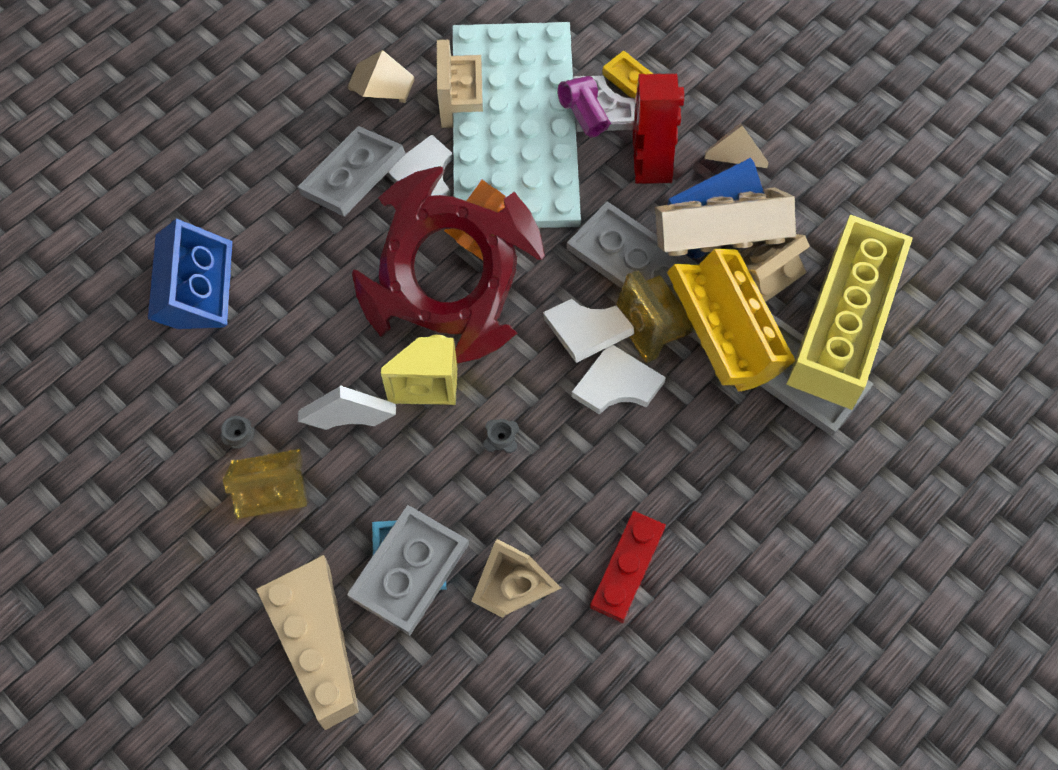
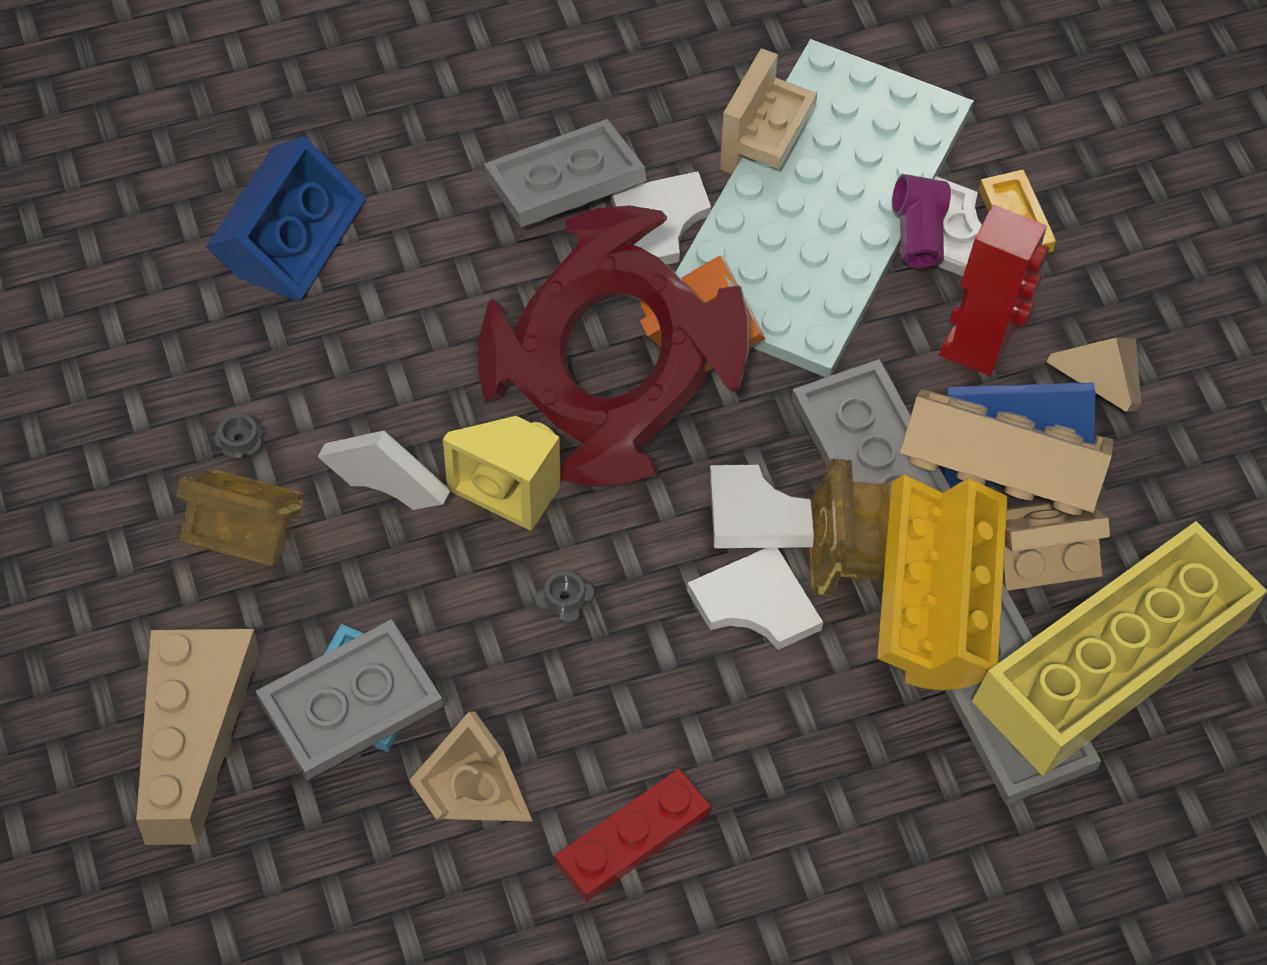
camera: 25 degrees right, 5 degrees down
(381, 78) = (675, 71): tan slope -> none

